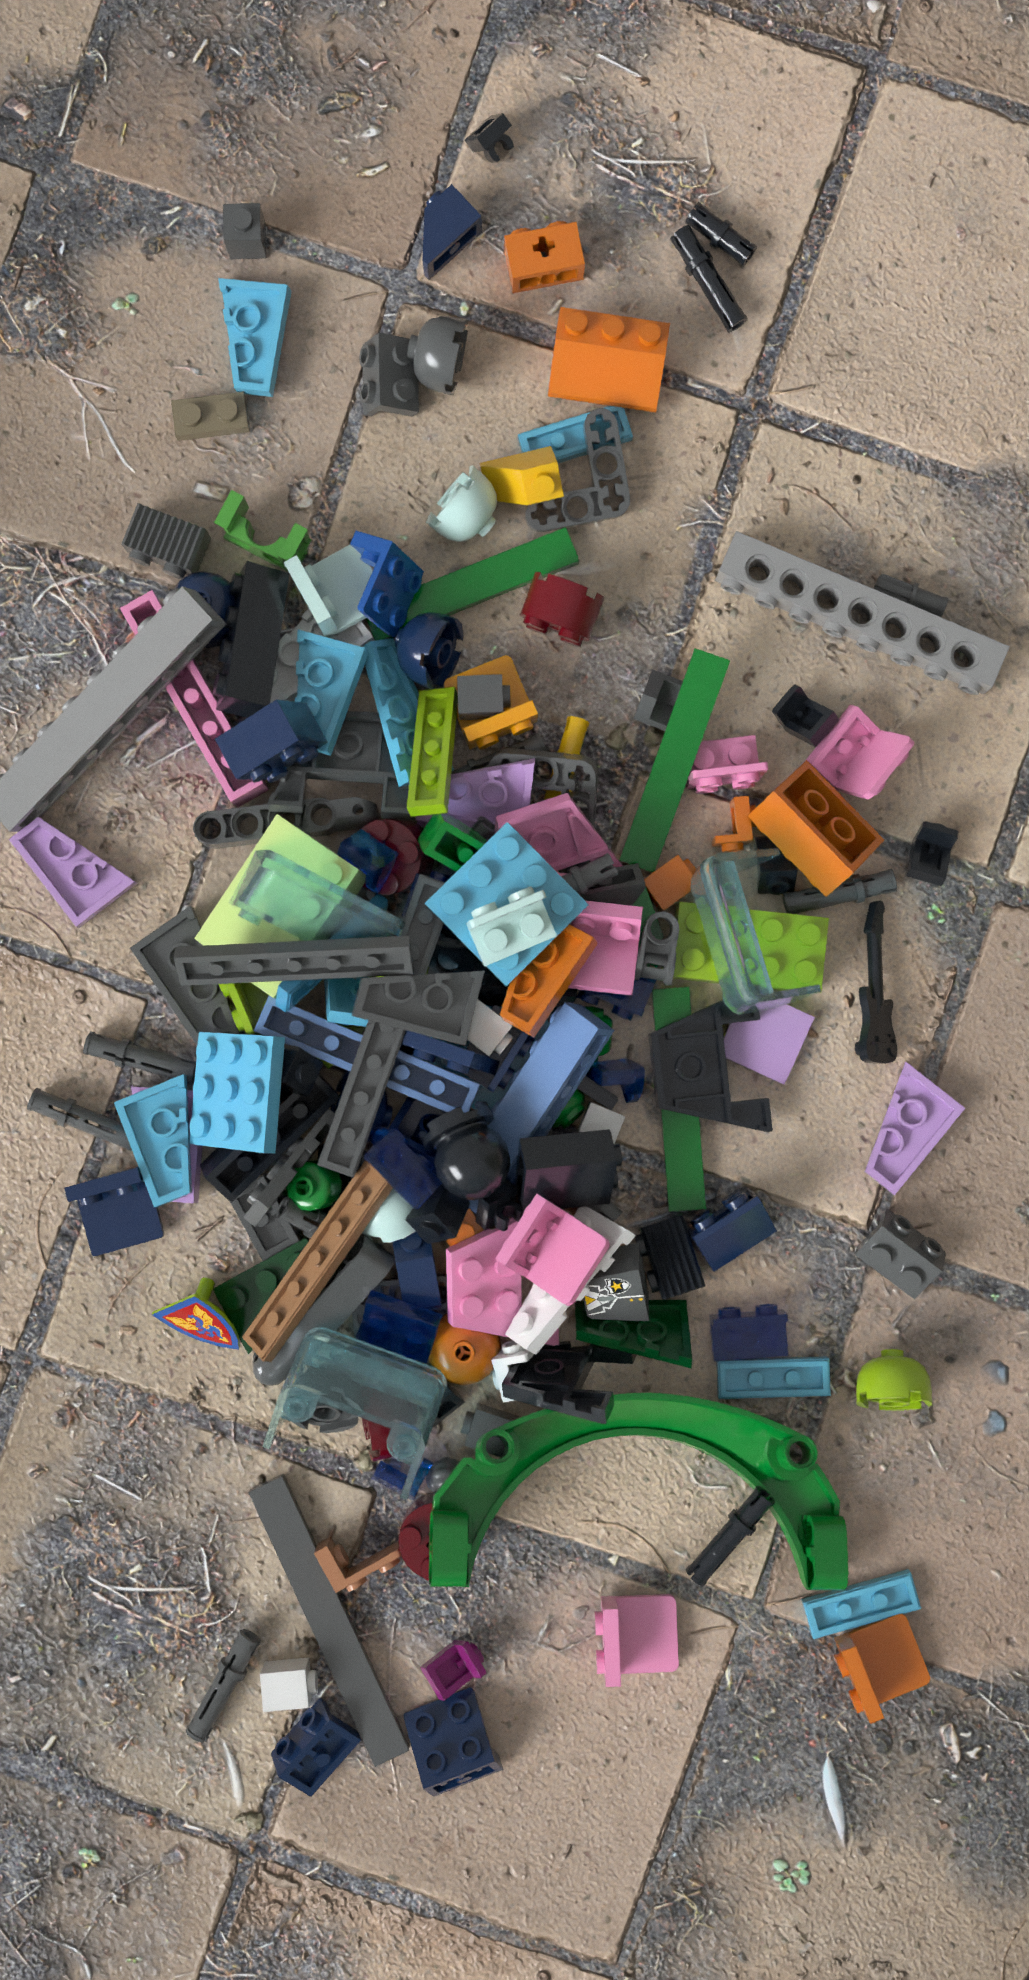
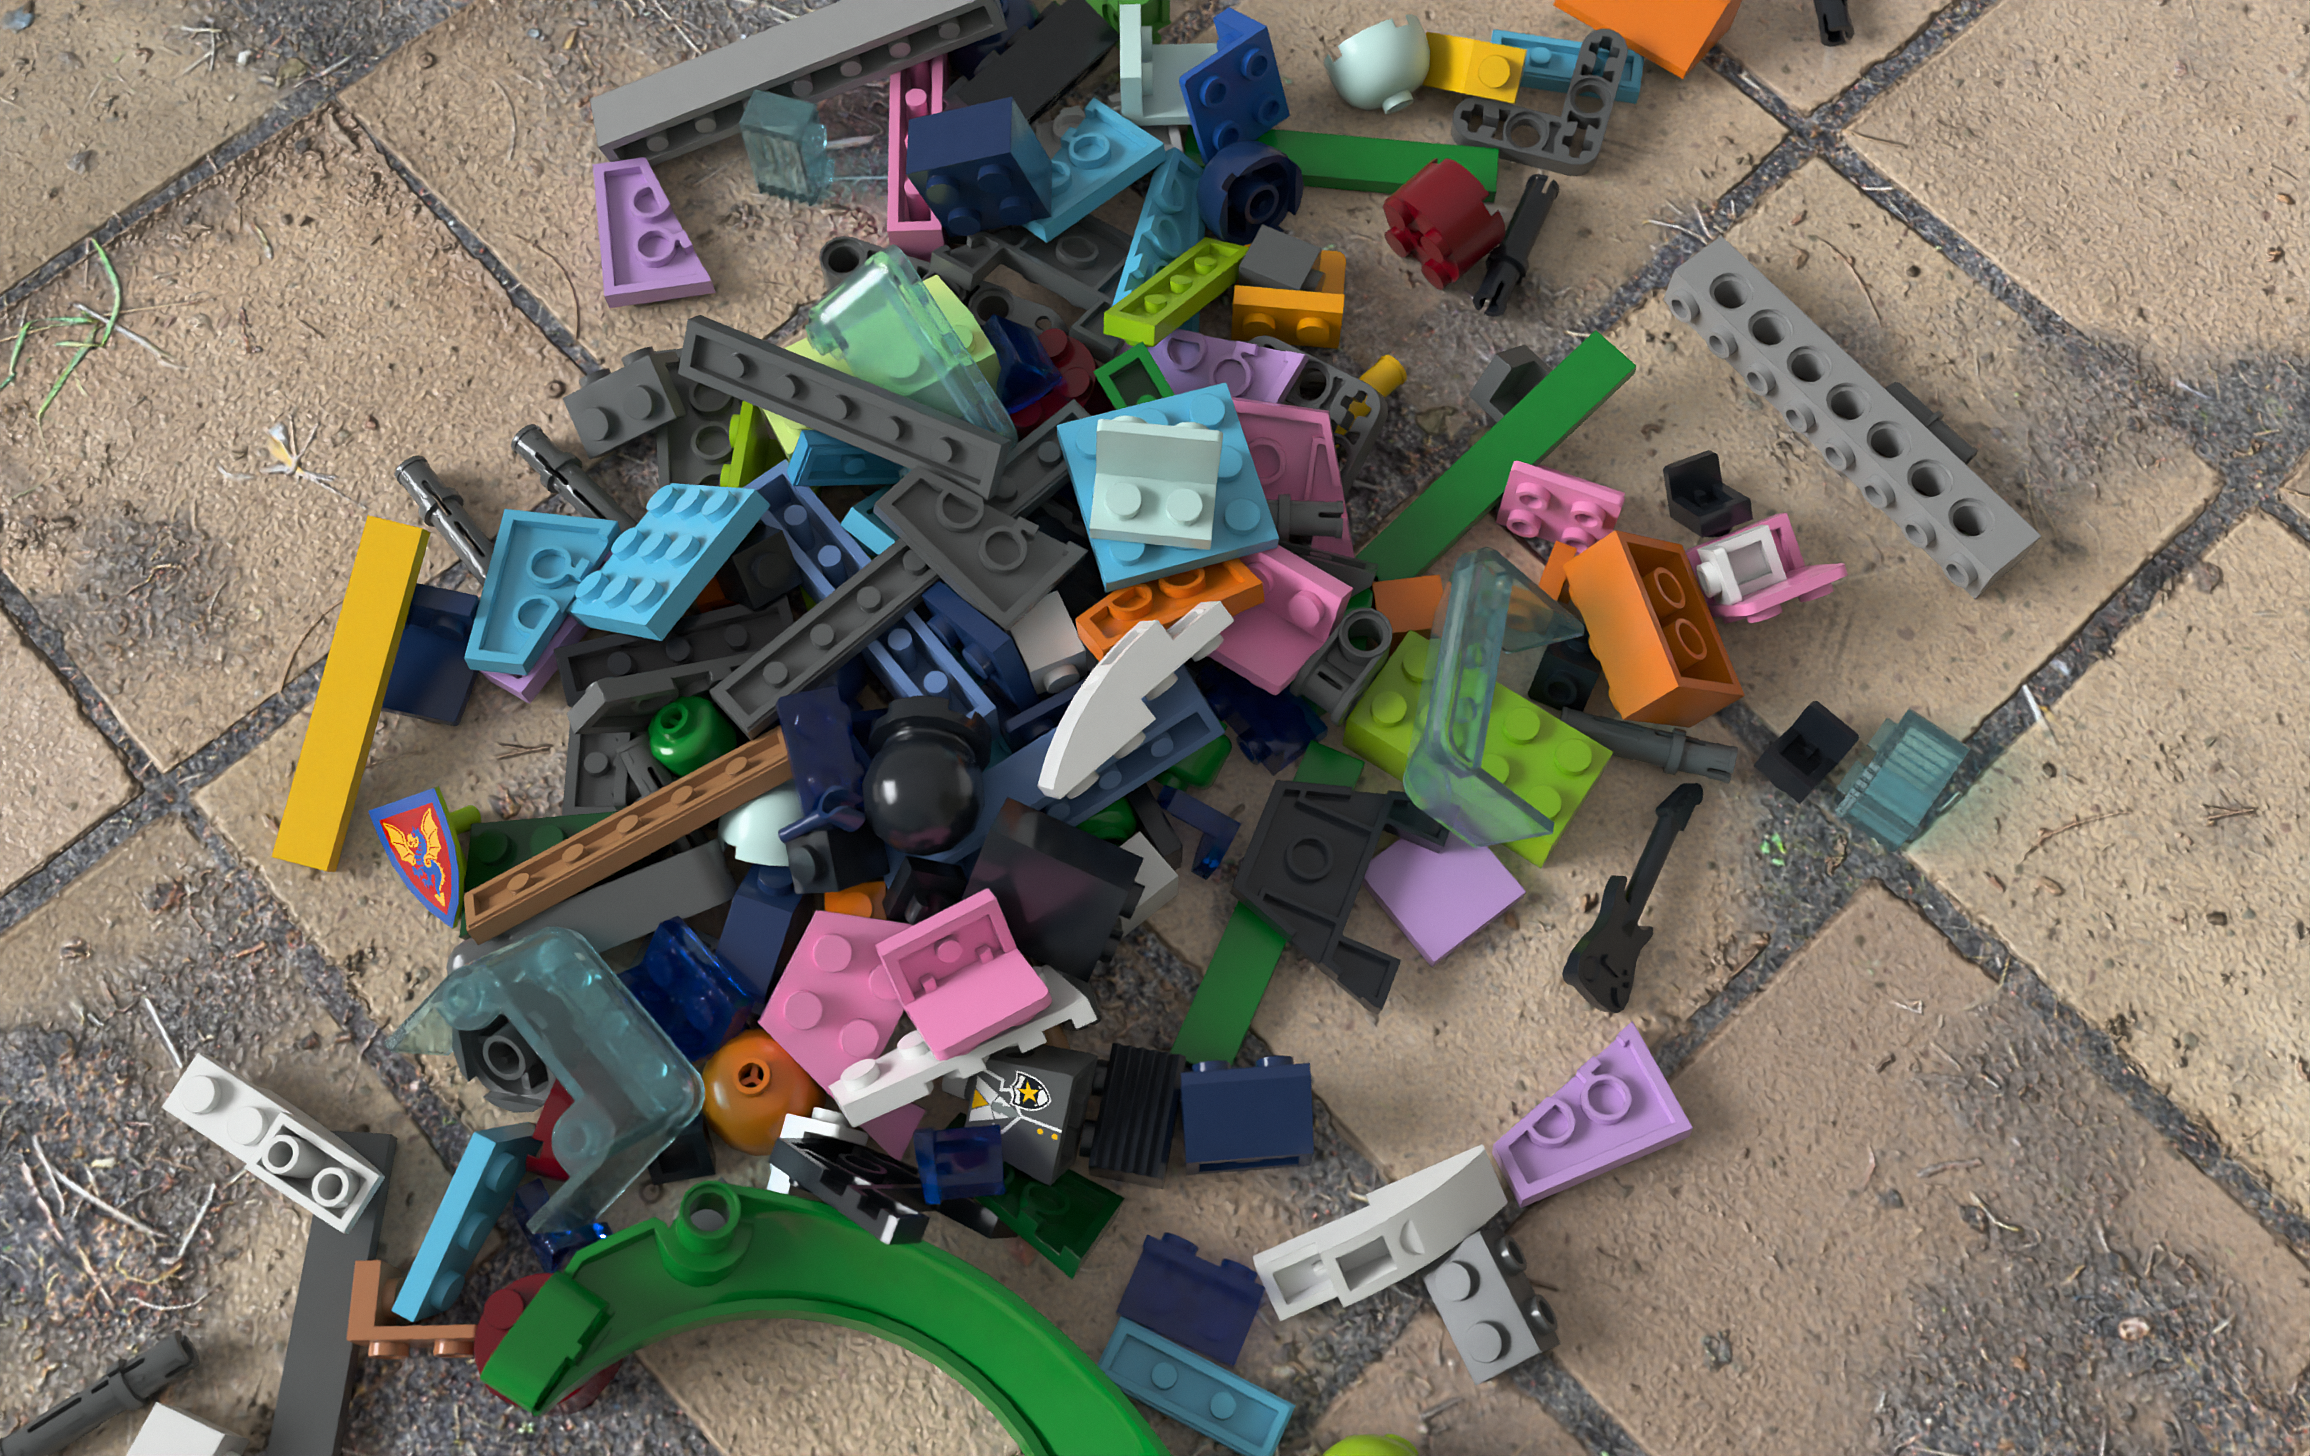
camera: 30 degrees right, 20 degrees down
(101, 1257) = (351, 694): none -> yellow tile
(127, 768) = (786, 147): none -> clear light blue brick
(136, 992) = (625, 403): none -> dark grey bracket
(230, 1513) = (276, 1141): none -> white slope
(355, 1501) = (465, 1218): none -> medium azure wing
(430, 1202) = (834, 807): none -> dark blue hand
(551, 1068) = (1108, 708): none -> white slope
(599, 1339) = (959, 1162): none -> clear blue tile
(610, 587) = (1509, 261): none -> black pin
(841, 1247) = (1386, 1241): none -> white slope
(846, 759) = (1739, 565): none -> white bracket
(989, 840) = (1900, 780): none -> clear light blue brick

